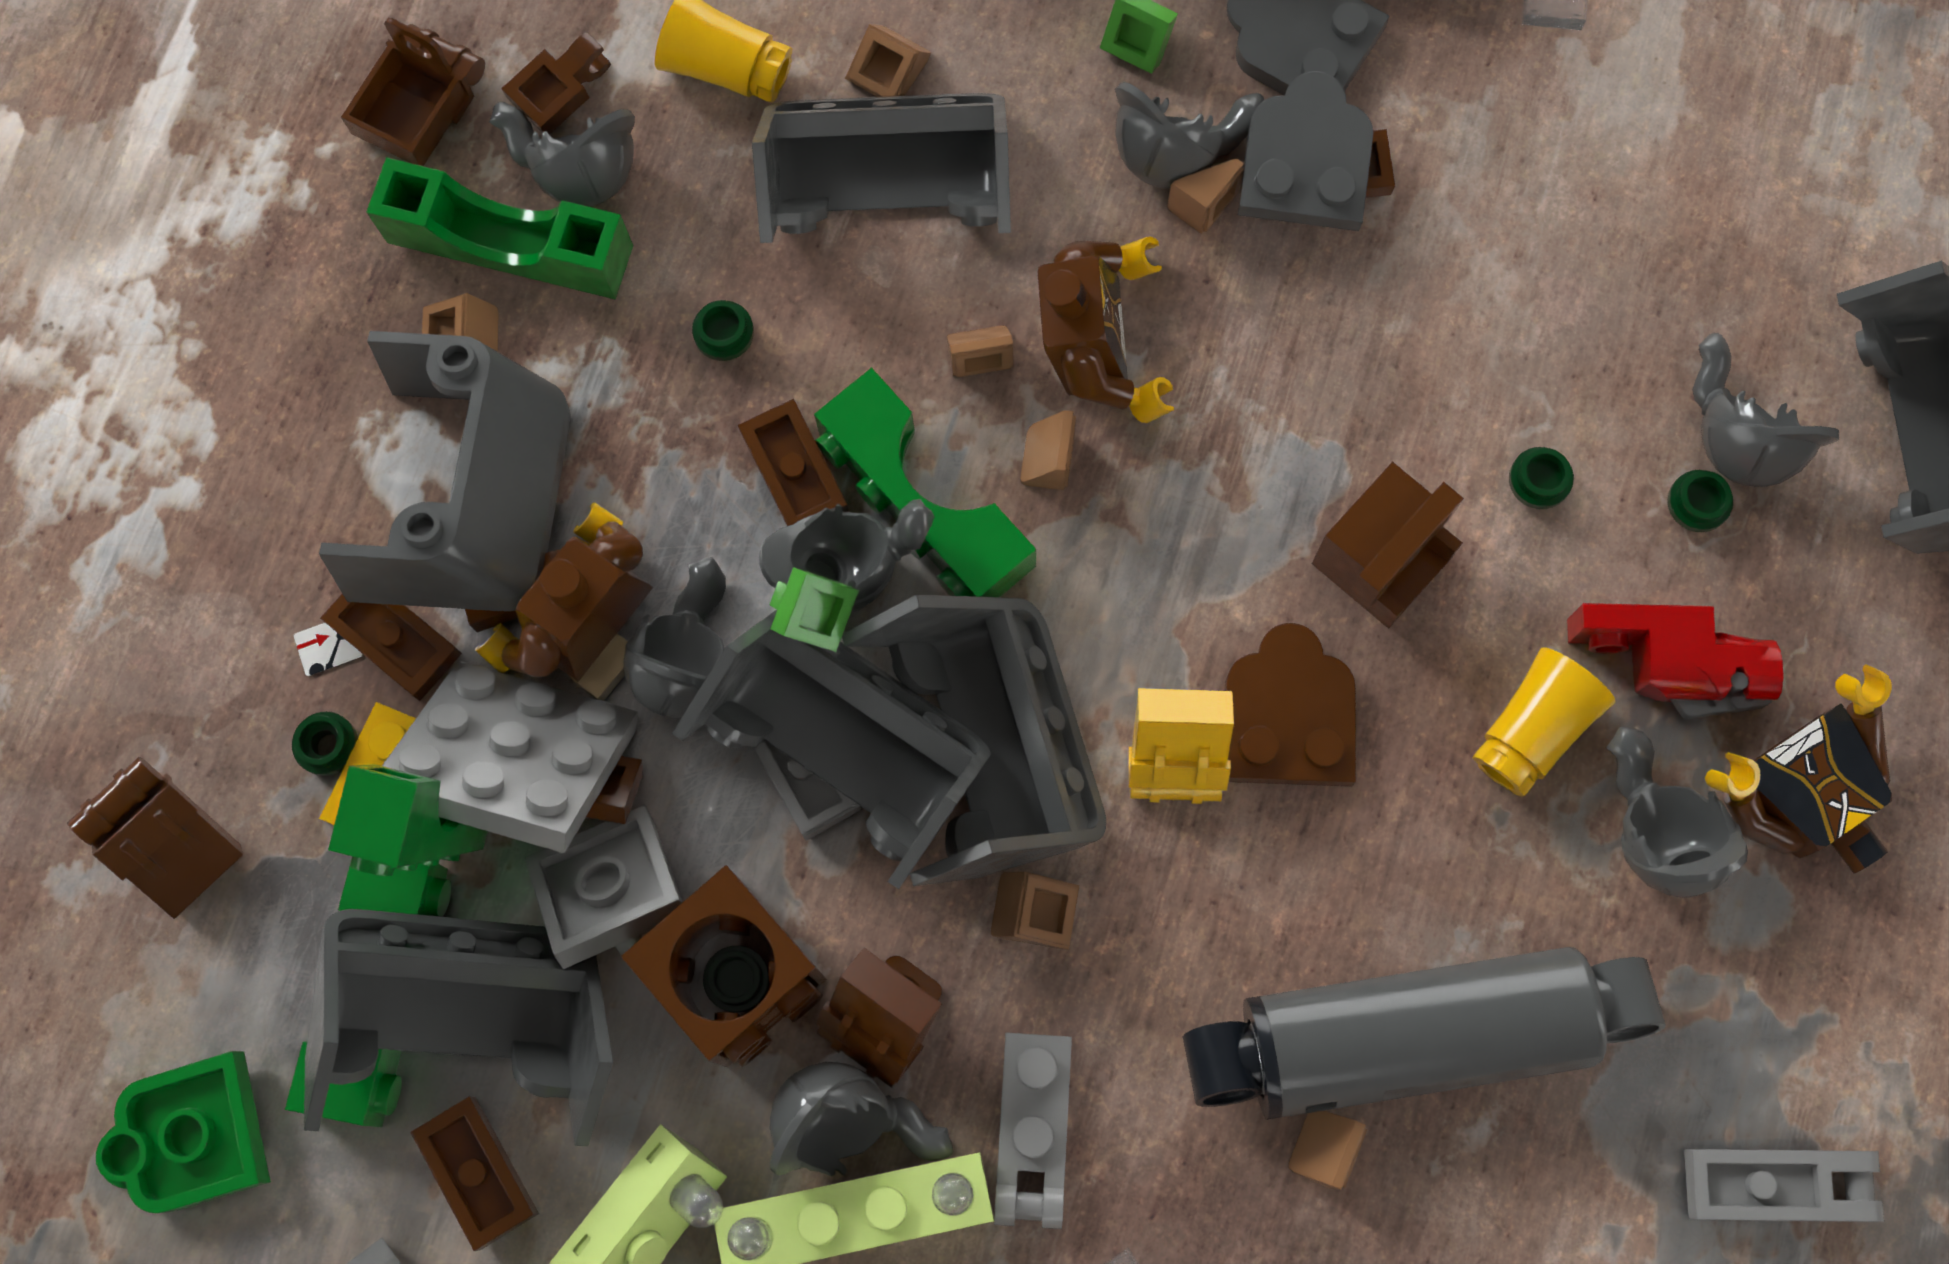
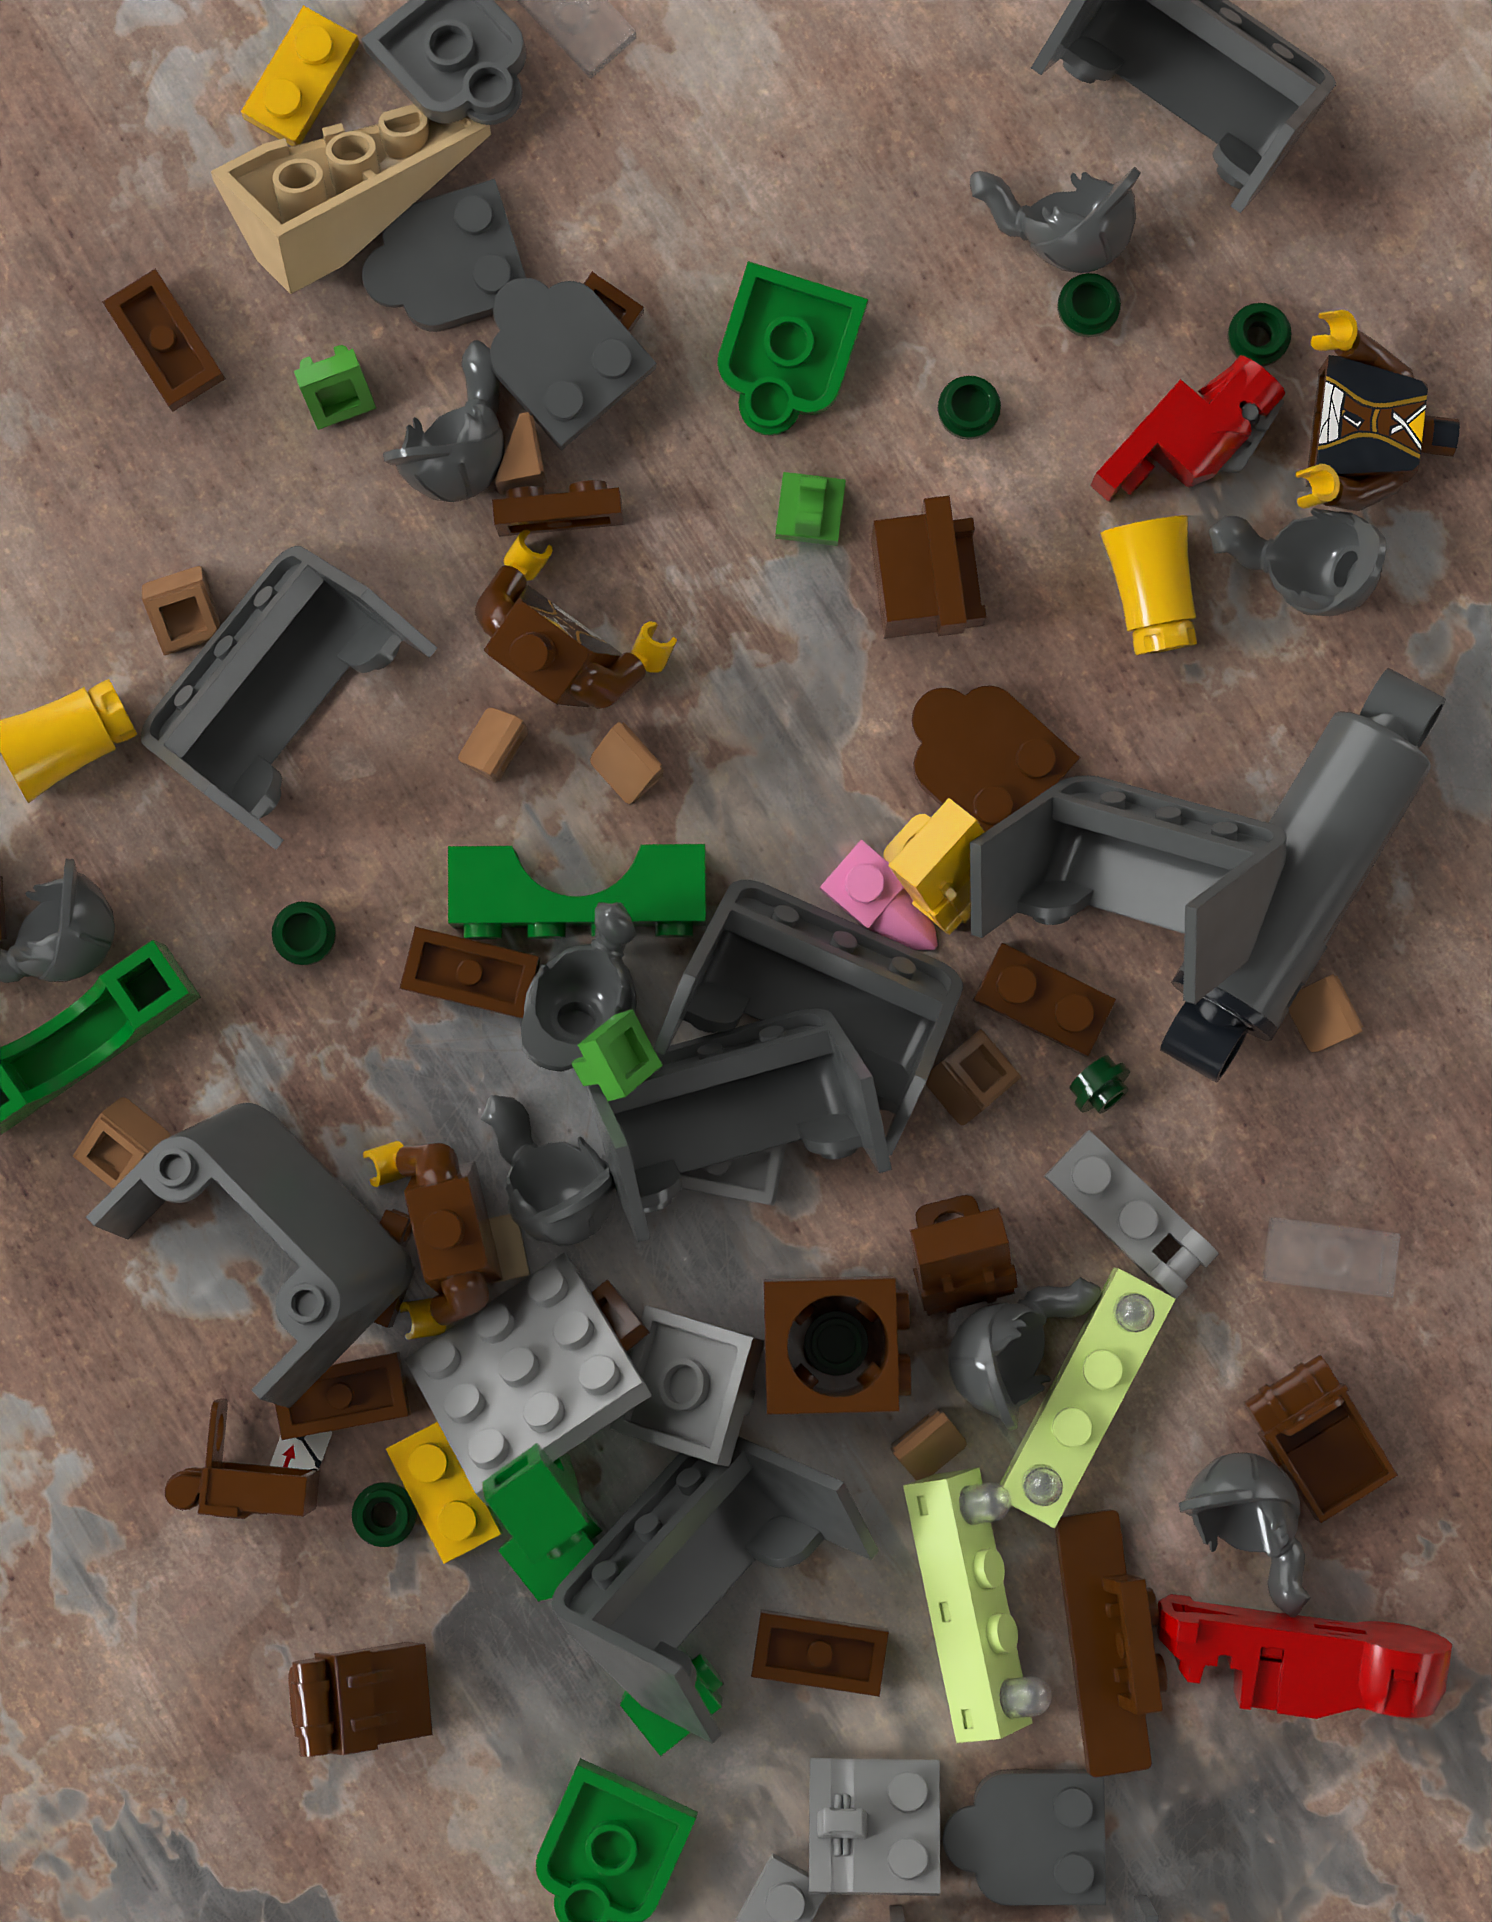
camera: 50 degrees left, 10 degrees up
(253, 612) = (240, 1488): none -> reddish brown piece
(713, 1121) = (928, 1445): none -> medium nougat slope
(1108, 722) = (877, 900): none -> bright pink plate
(1114, 1014) = (1100, 1085): none -> dark green plate
(1144, 915) = (1044, 1000): none -> reddish brown plate
(1207, 263) = (583, 507): none -> reddish brown plate
(1317, 881) = (1135, 858): none -> dark grey windscreen
(1358, 427) = (810, 509): none -> bright green tile
(1462, 311) = (787, 347): none -> green plate
(1815, 635) = (1262, 316): none -> dark green plate

